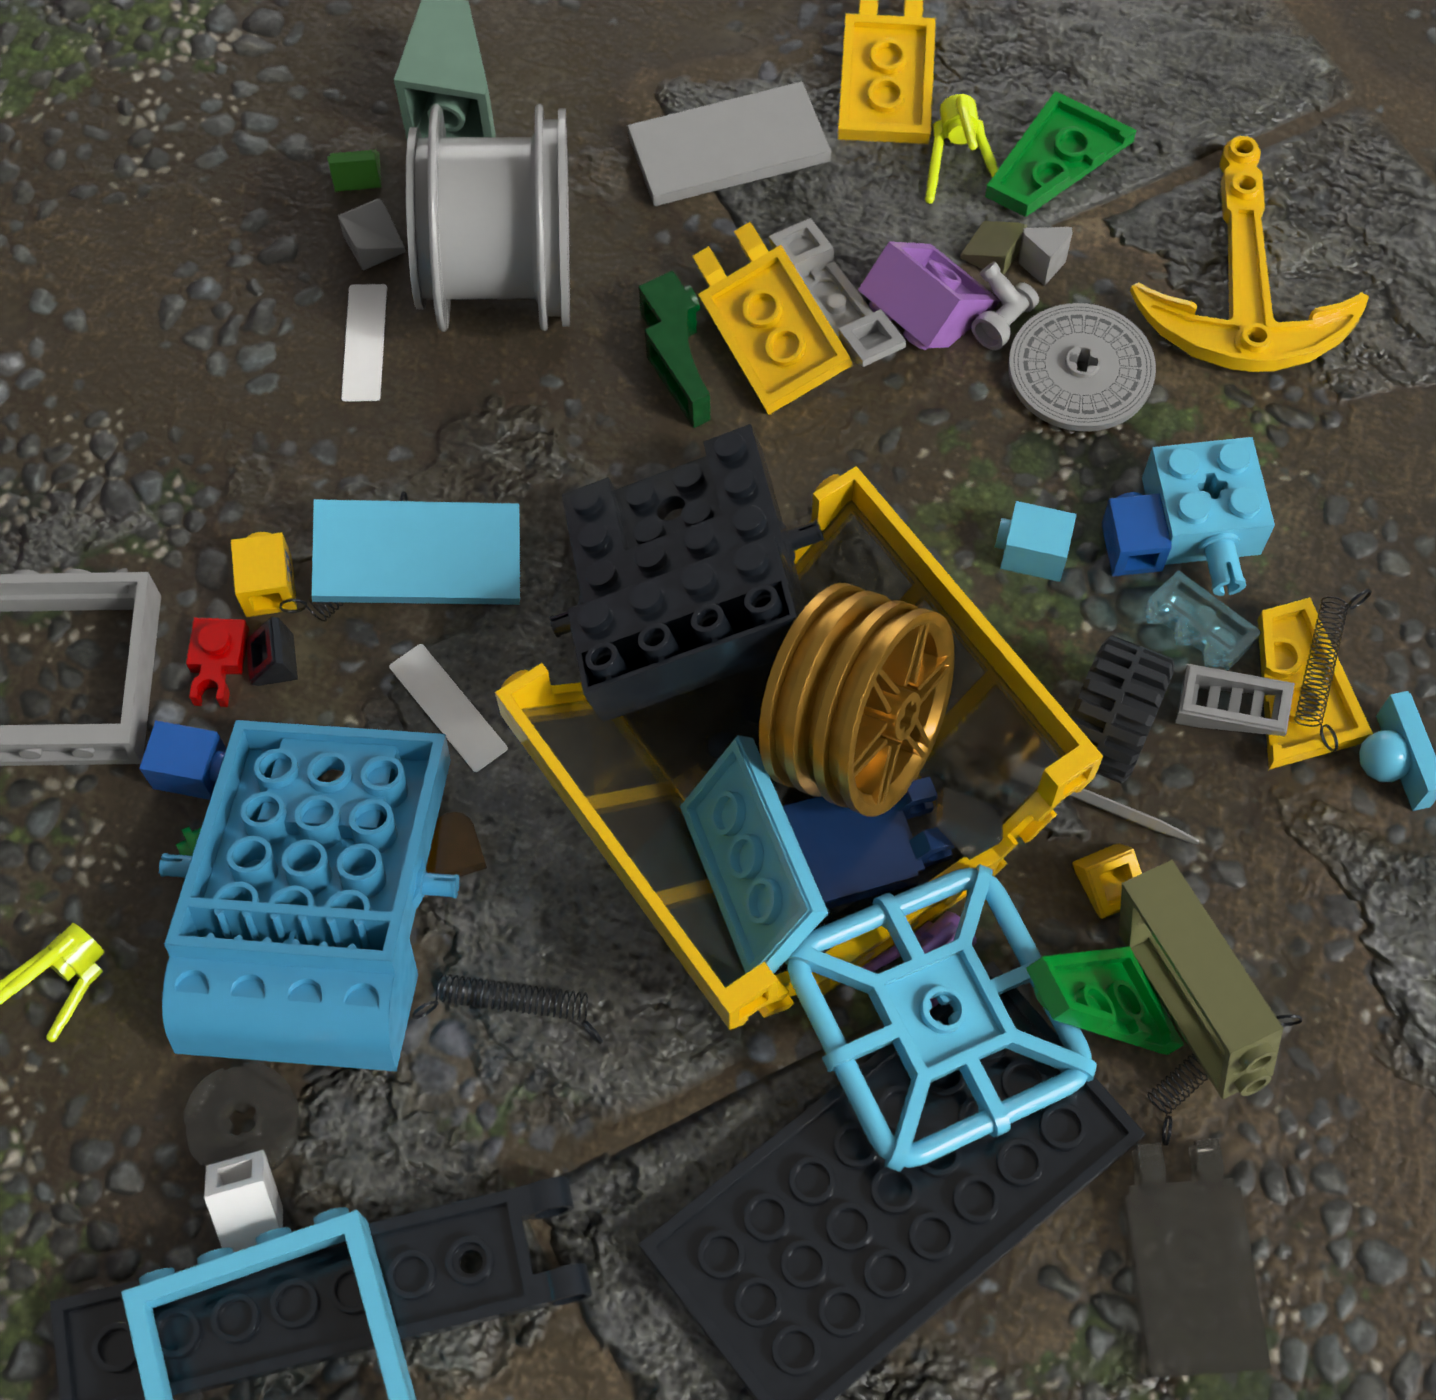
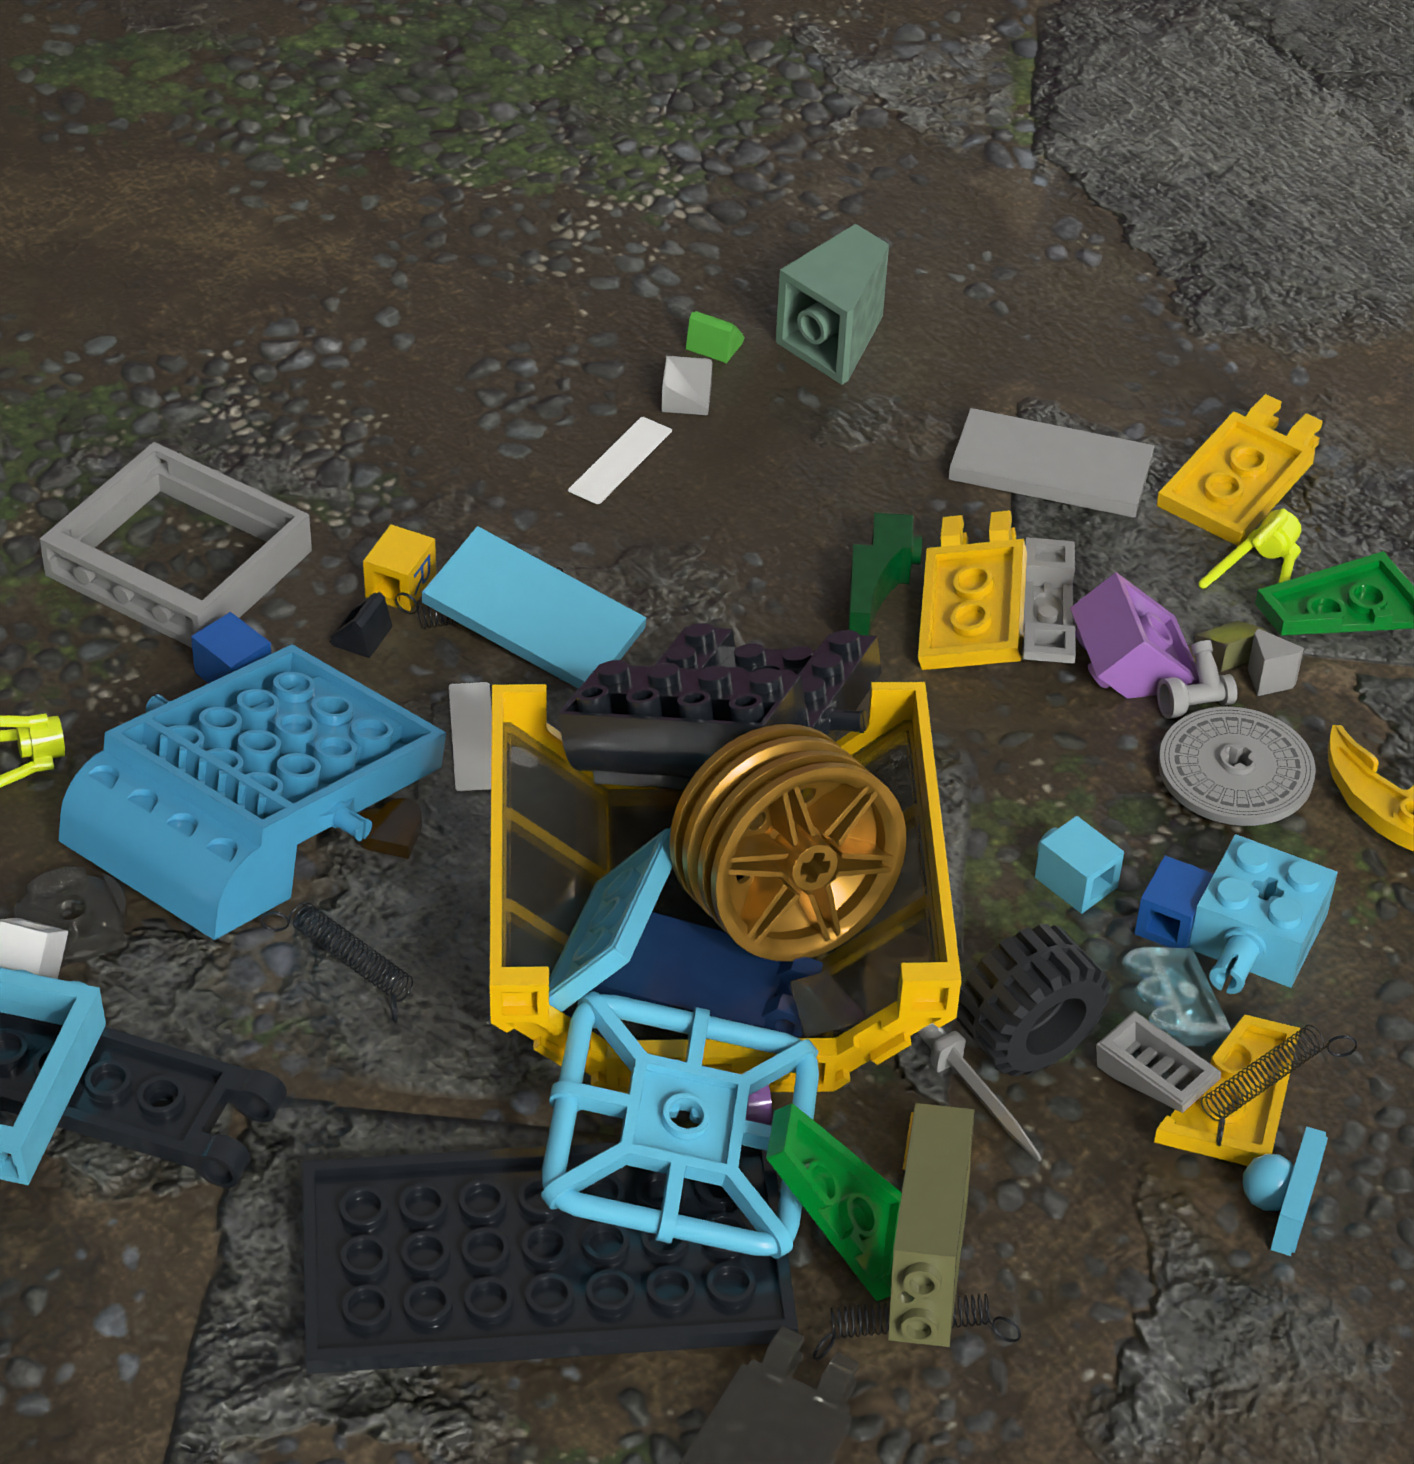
camera: 30 degrees right, 20 degrees down
(214, 651) = (317, 604): red plate -> none
(489, 217) = (778, 394): light grey wheel -> none

